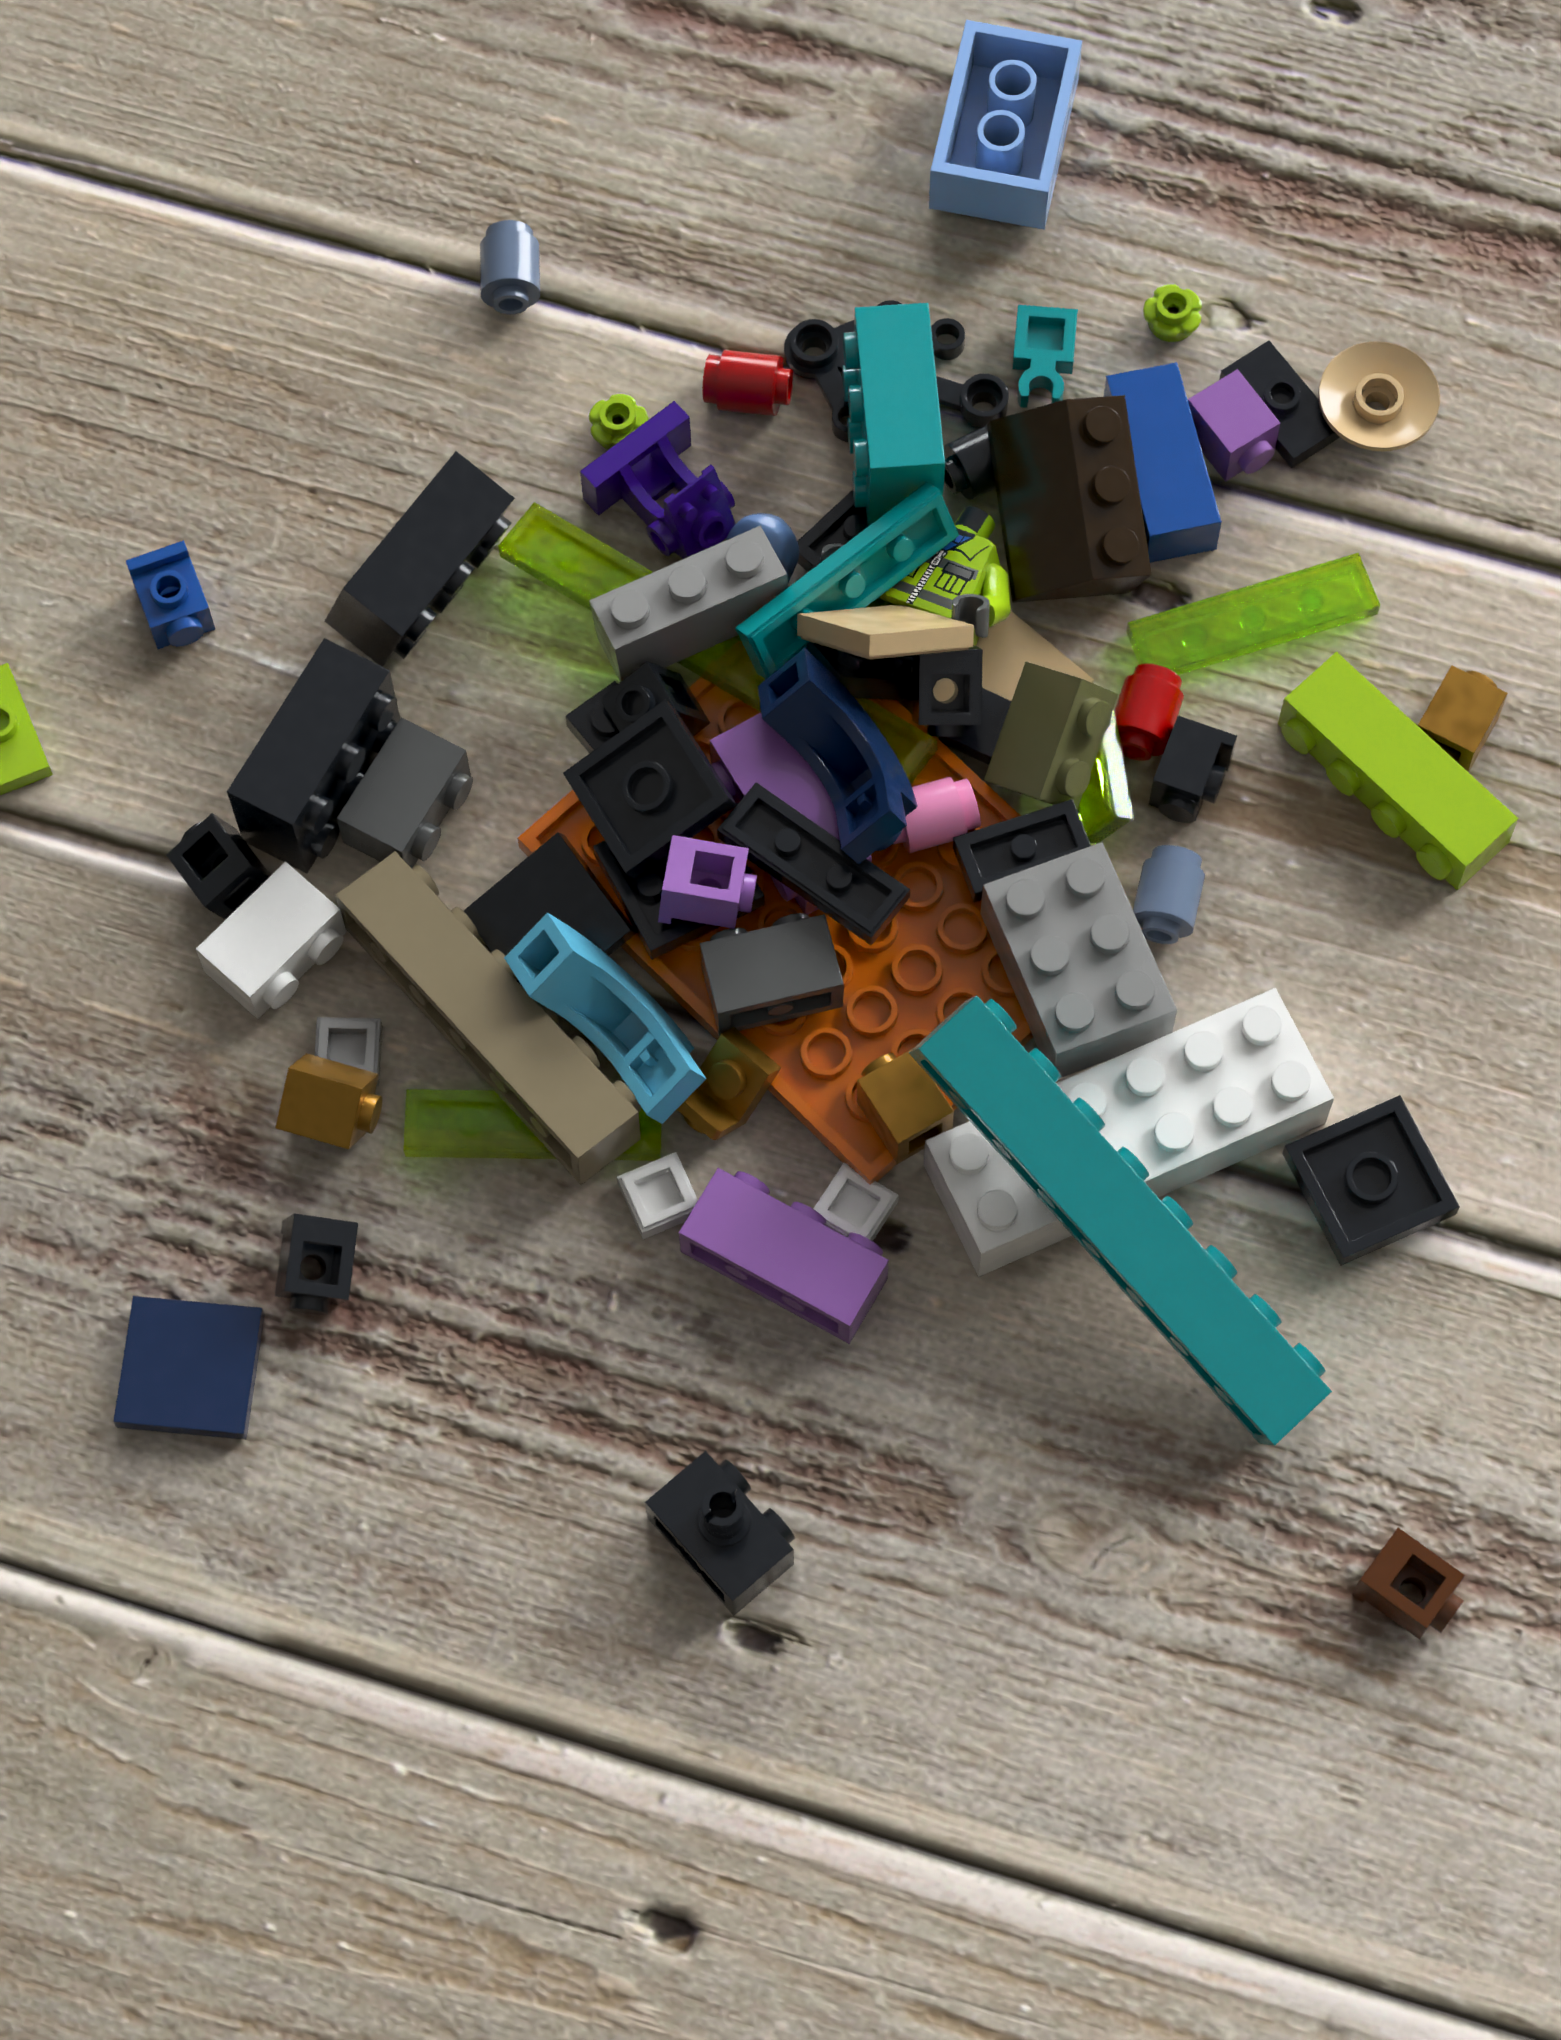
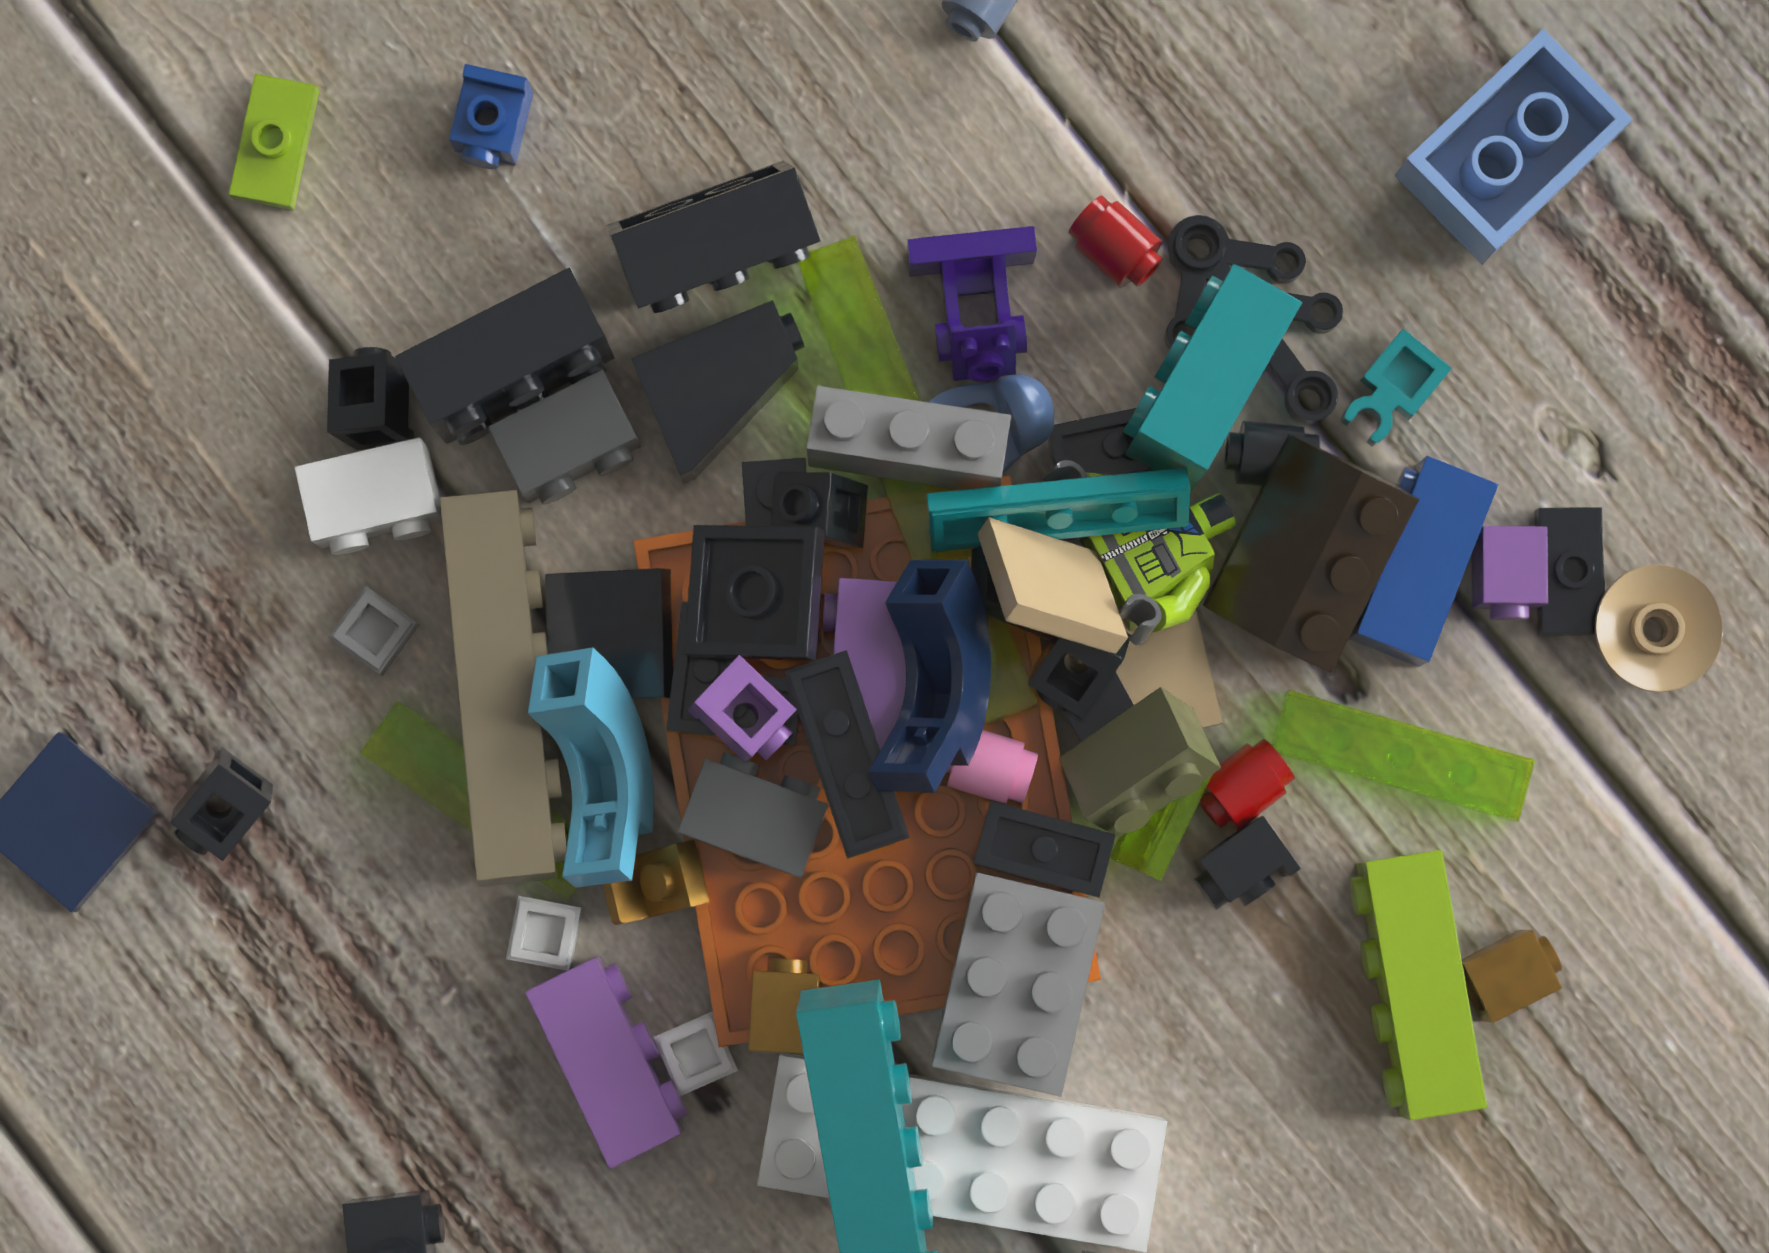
camera: 30 degrees right, 15 degrees up
(329, 1101) = (320, 674): pearl gold brick -> none
(498, 680) = (717, 381): none -> black slope
(604, 412) = (981, 219): lime plate -> none
(1169, 894) = (1145, 963): sand blue brick -> none
(1172, 326) = (1535, 438): lime plate -> none

